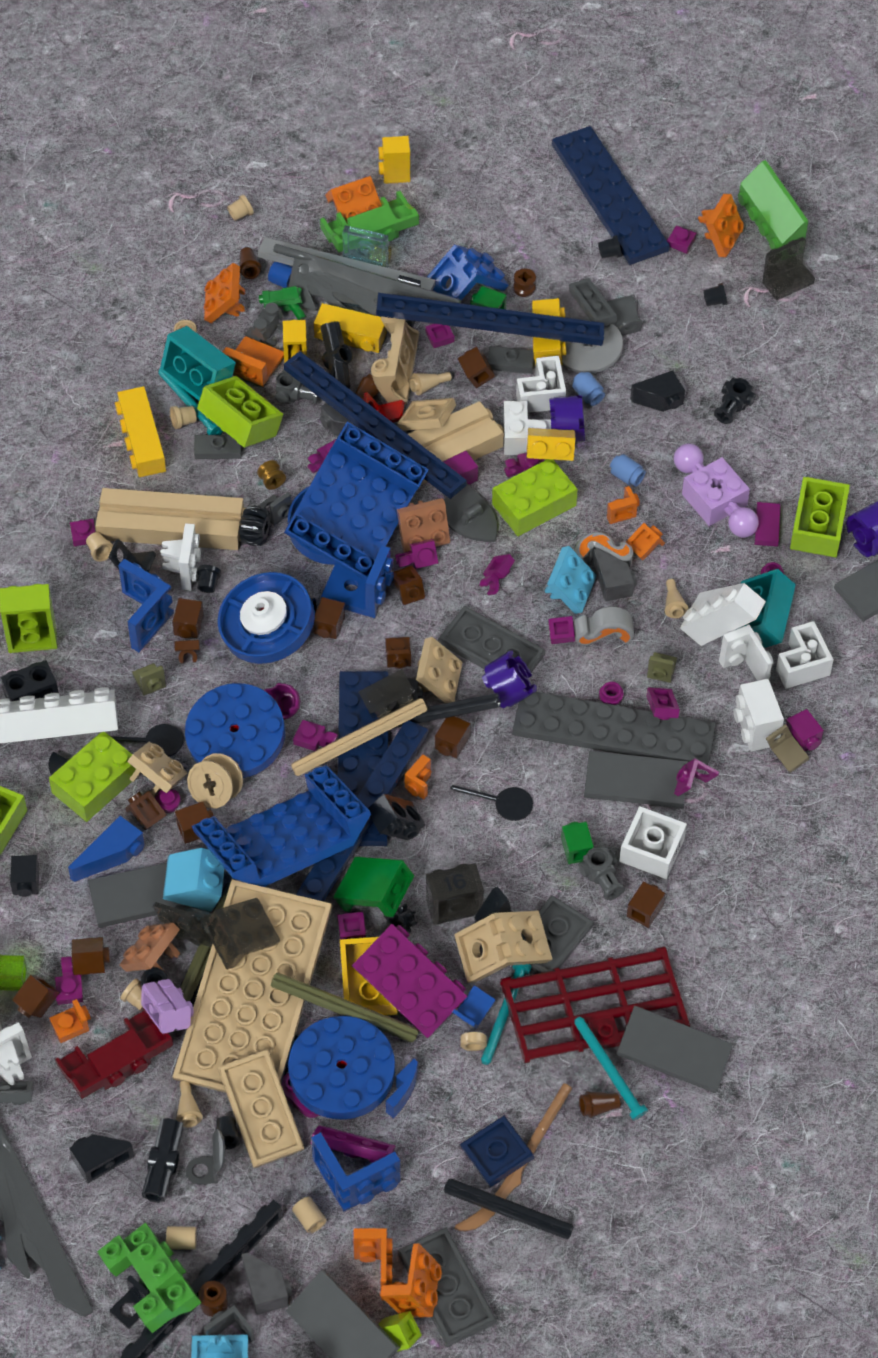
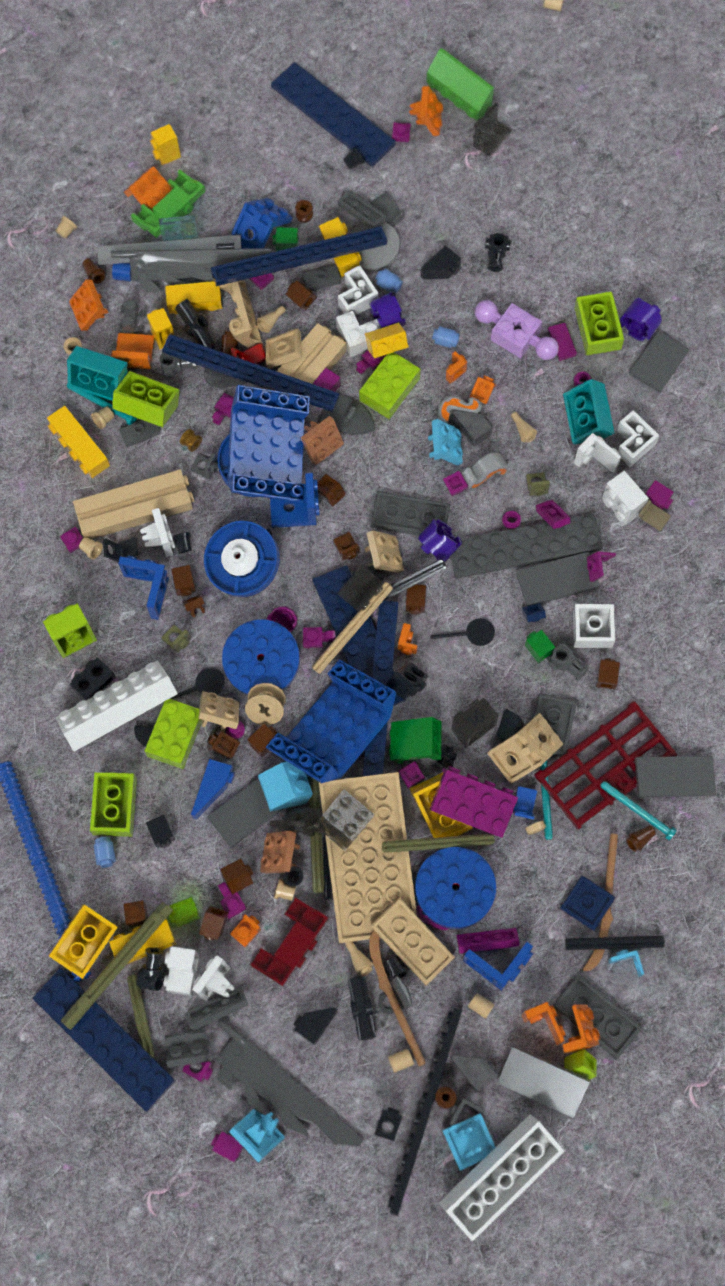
camera: 20 degrees left, 15 degrees up
(162, 1276) = (398, 1095): bright green bracket -> none
(166, 1006) = (313, 894): lavender brick -> none
(204, 1148) = (385, 986): none -> medium nougat piece
(254, 525) = (198, 487): black gear -> none
(288, 298) = (136, 289): green piece -> none
(329, 618) = (286, 540): reddish brown brick -> none
(405, 1084) = (503, 879): blue slope -> none
(421, 555) = (328, 463): magenta plate -> none
(497, 569) = (388, 453): magenta plate -> none
(513, 1228) = (623, 955): none -> medium azure bracket
(588, 804) = (534, 612): none -> dark blue plate
(715, 295) = (447, 170): black piece -> none
(721, 612) = (568, 429): white wedge -> none

